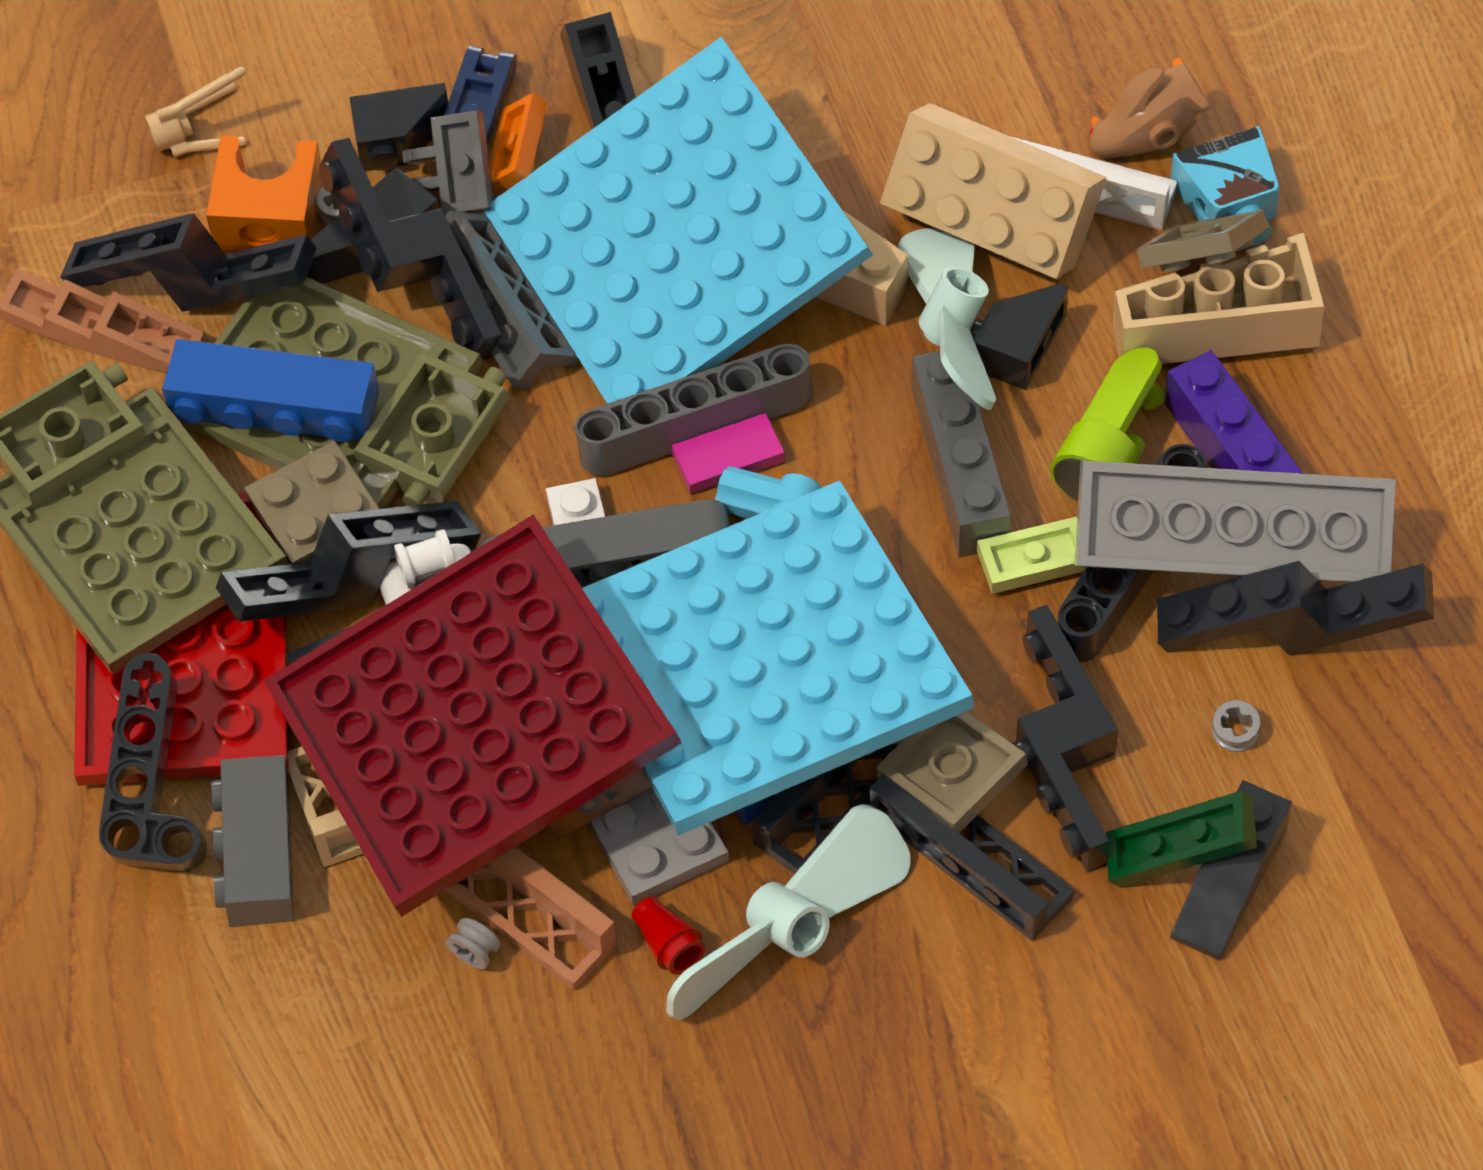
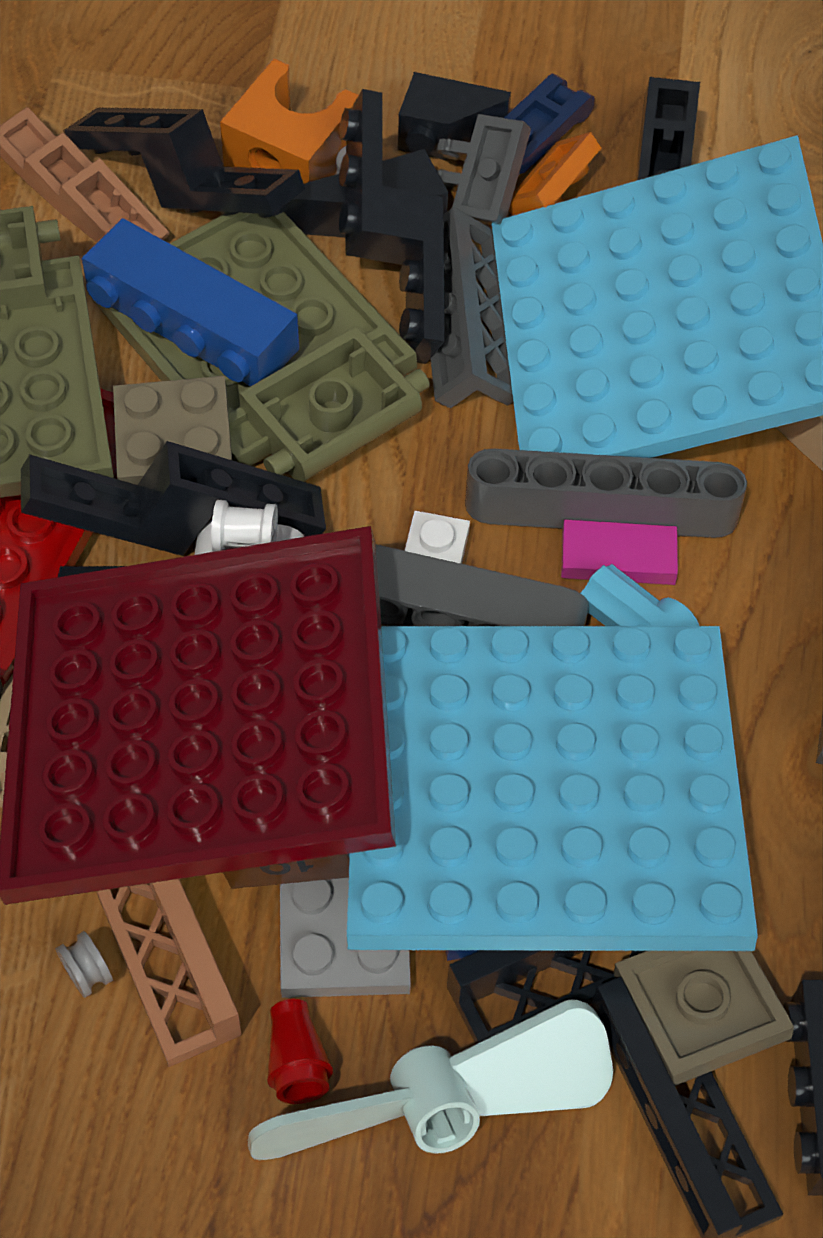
camera: 20 degrees right, 0 degrees up
(171, 125) = (243, 38): tan plant -> none

